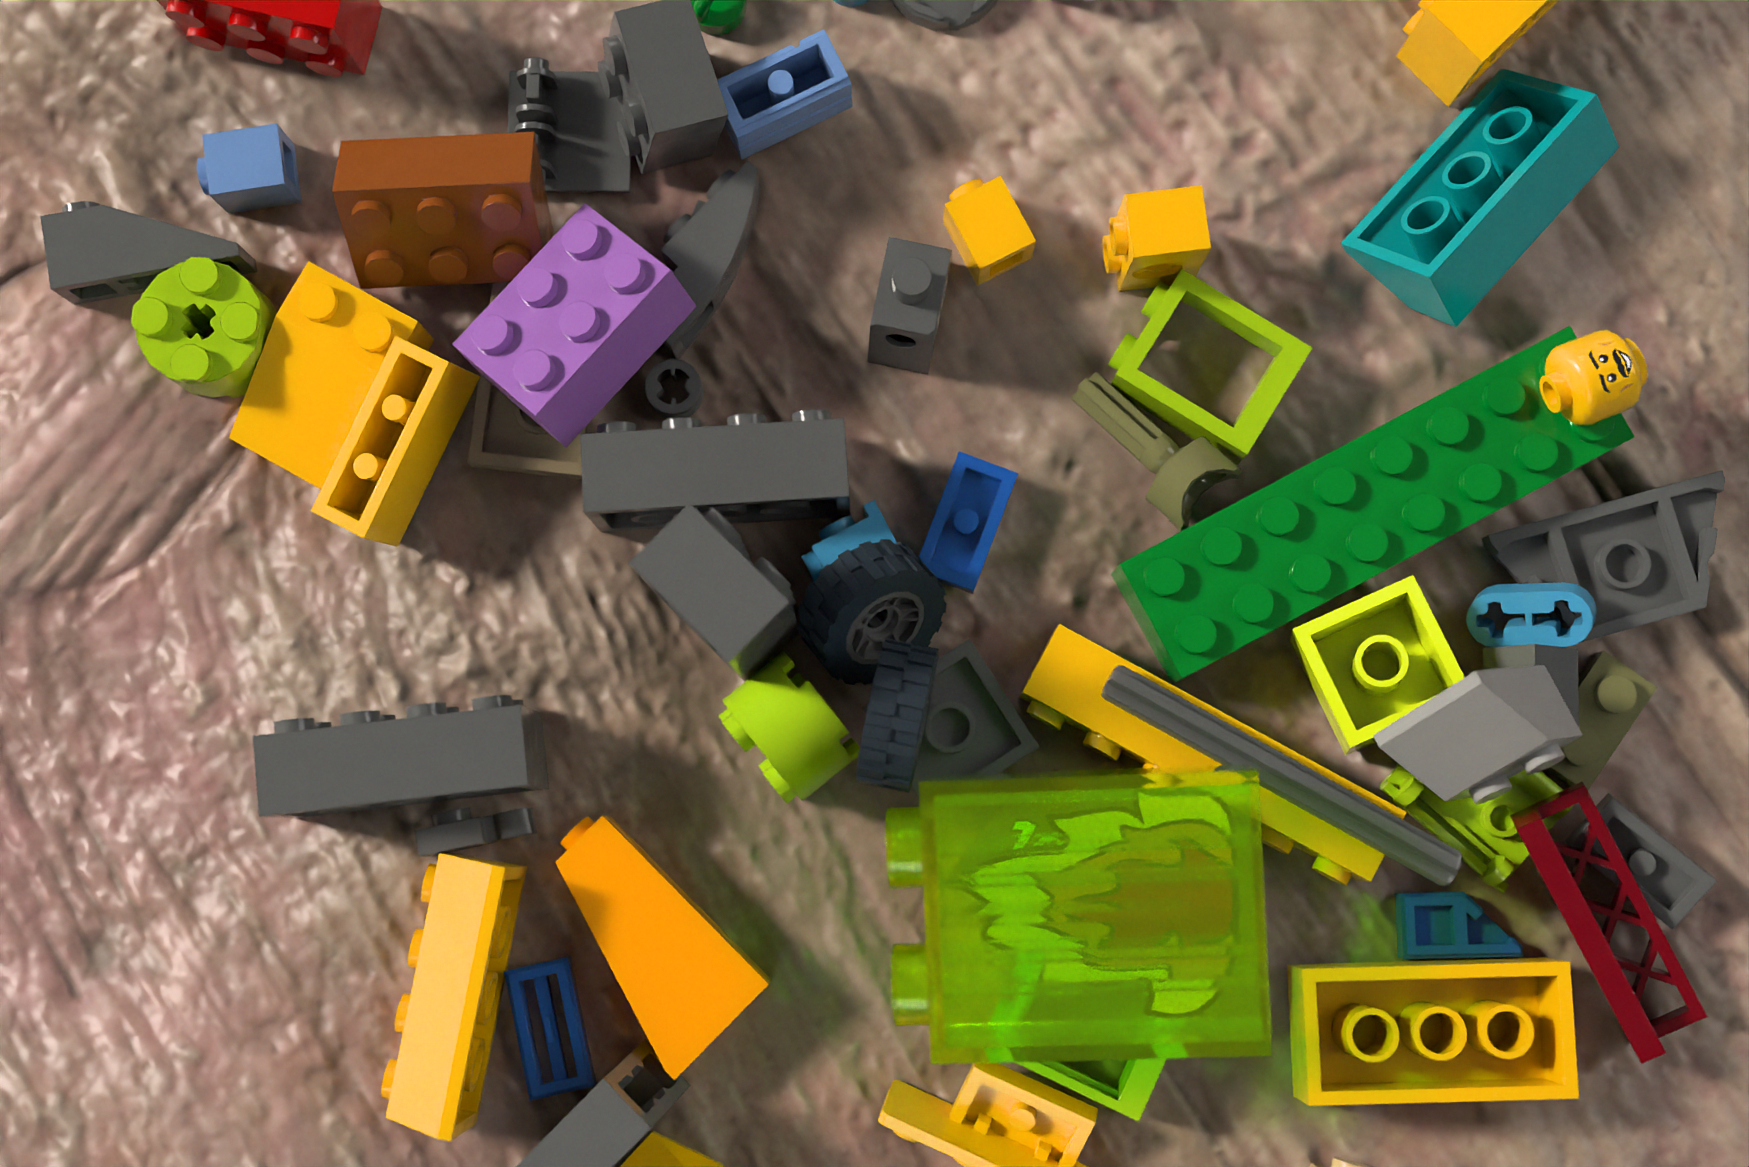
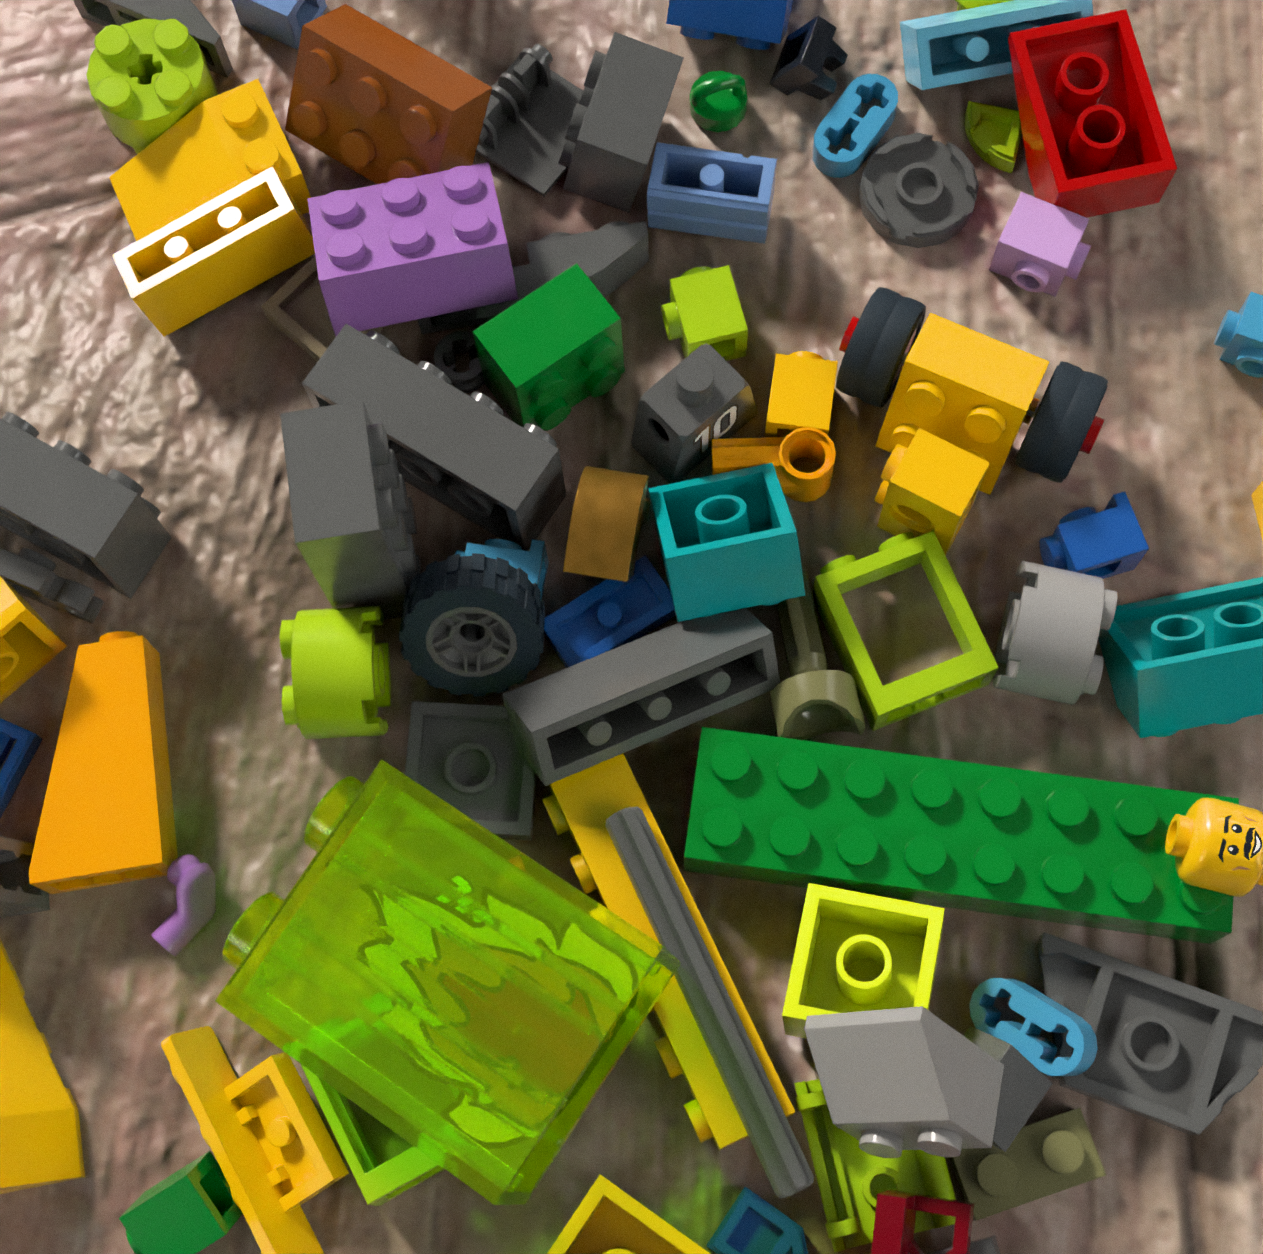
camera: 40 degrees right, 10 degrees down
(757, 331) = (552, 350): none -> green brick
(809, 995) = (194, 903): none -> medium lavender arm
(853, 207) = (706, 310): none -> lime brick
(896, 715) = (423, 710): black wheel -> none
(919, 450) = (606, 524): none -> pearl gold brick
(999, 303) = (803, 442): none -> light orange piece
(1025, 395) = (727, 542): none -> teal brick
(1048, 568) = (640, 692): none -> dark grey brick
(1124, 130) = (966, 389): none -> brick
(1308, 186) = (1097, 542): none -> blue brick
(1335, 289) = (1053, 634): none -> light grey brick

